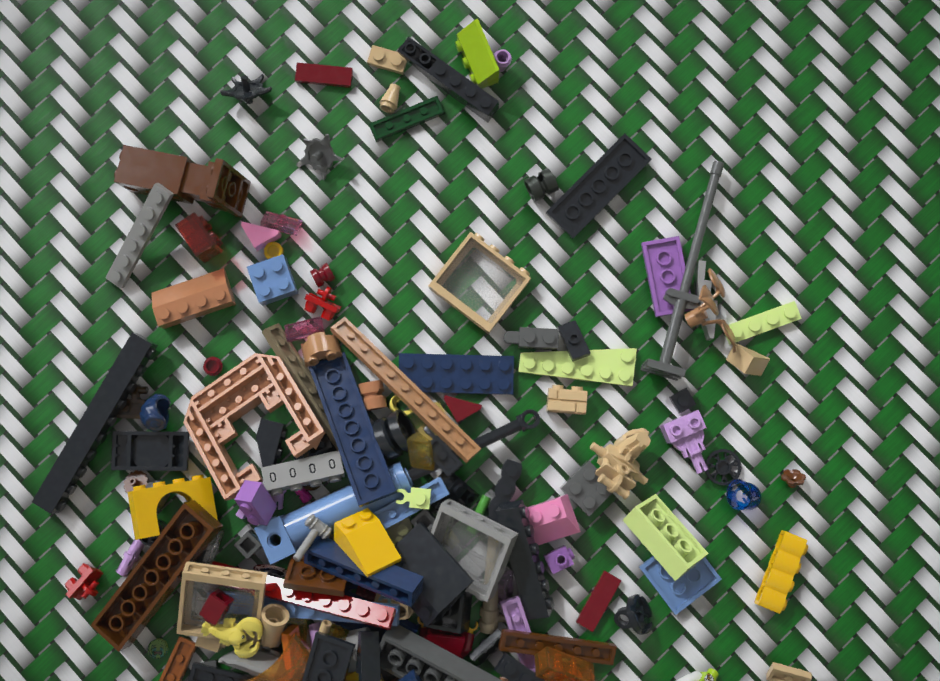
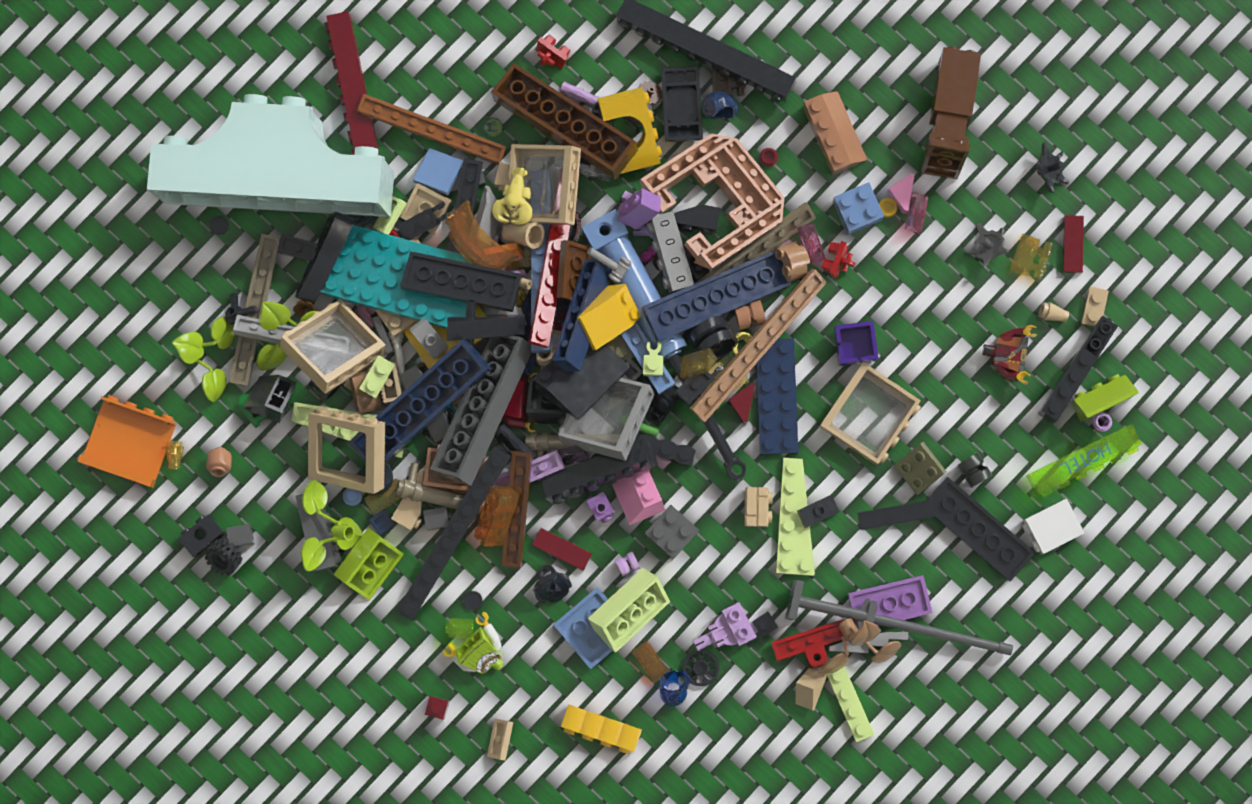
camera: 90 degrees right, 0 degrees up
(139, 235) = (892, 75): light grey plate -> none
(198, 236) = (895, 133): clear red brick -> none
(216, 607) = (540, 179): dark red brick -> none
(248, 544) = (597, 205): dark grey brick -> none
(322, 275) = (867, 259): dark red wheel -> none
(330, 121) = (1025, 254): none -> clear yellow plate
(406, 119) = (1041, 343): dark green tile -> none
(408, 291) = (856, 343): none -> dark purple piece
(428, 142) = (1010, 353): none -> torso
(533, 338) = (817, 470): dark grey brick -> none
(536, 80) = (1083, 460): none -> clear neon green brick
(536, 237) = (920, 468): none -> olive plate
(580, 264) = (896, 514): none -> black sticker
(601, 114) = (1052, 527): none -> white panel
(619, 462) = (697, 560): tan piece -> none
(619, 539) = (623, 566): none -> lavender wheel
(703, 357) = (810, 643): none -> red plate
(714, 517) = (650, 661): none -> clear orange plate
(793, 477) = (694, 738): reddish brown plant -> none

